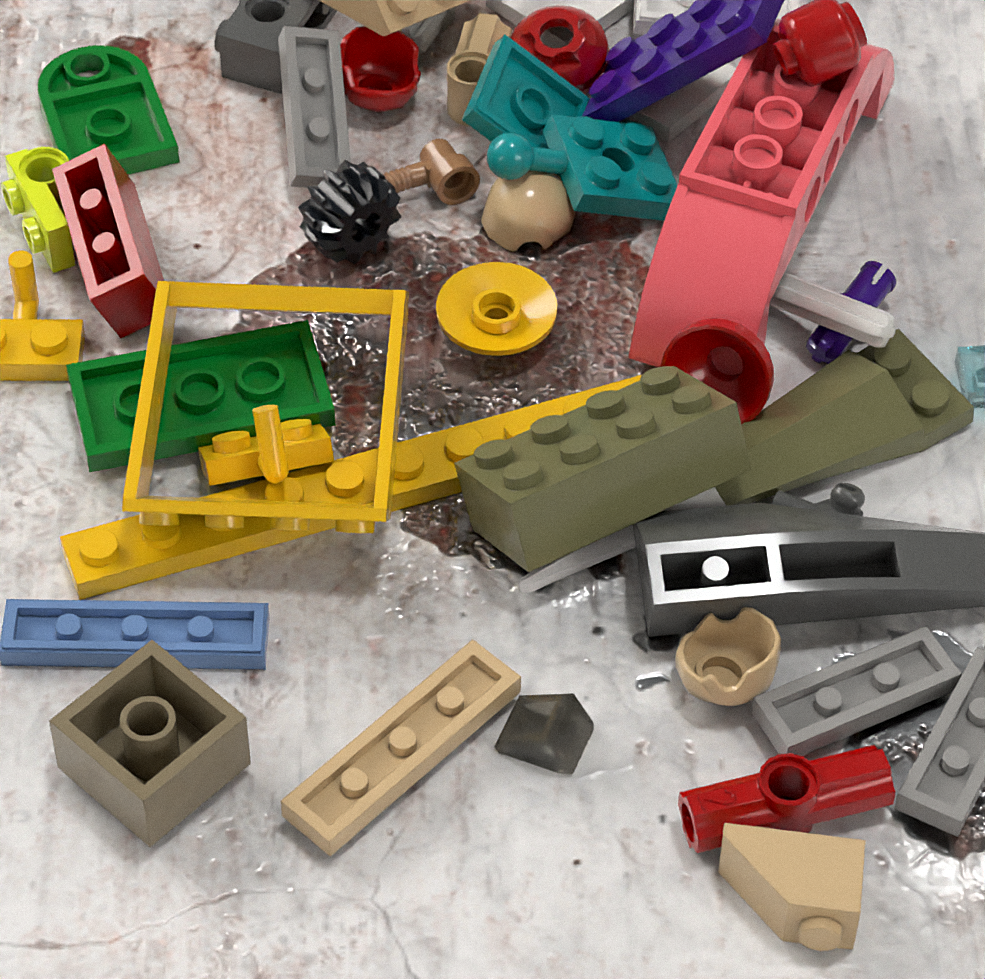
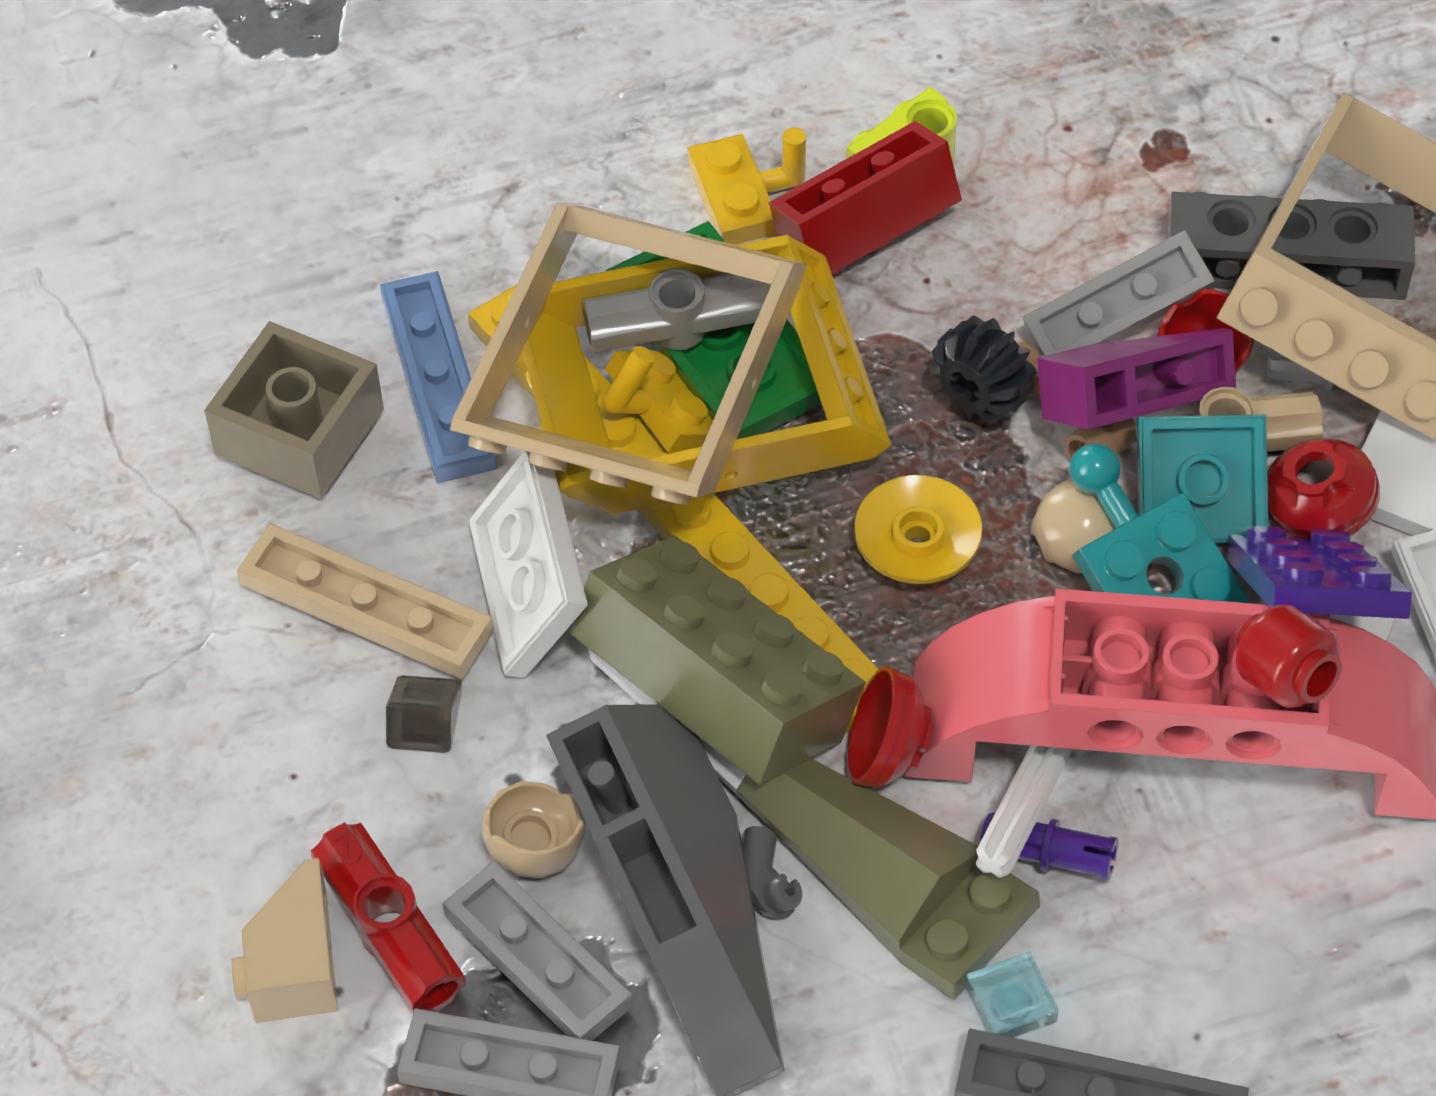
camera: 75 degrees right, 5 degrees up
(109, 108) = (1056, 153): green tile -> none
(187, 397) = (672, 310): none -> light grey piece
(417, 116) = (1134, 376): none -> magenta slope
(420, 377) = (606, 464): none -> tan window
(432, 584) = (527, 565): none -> white tile

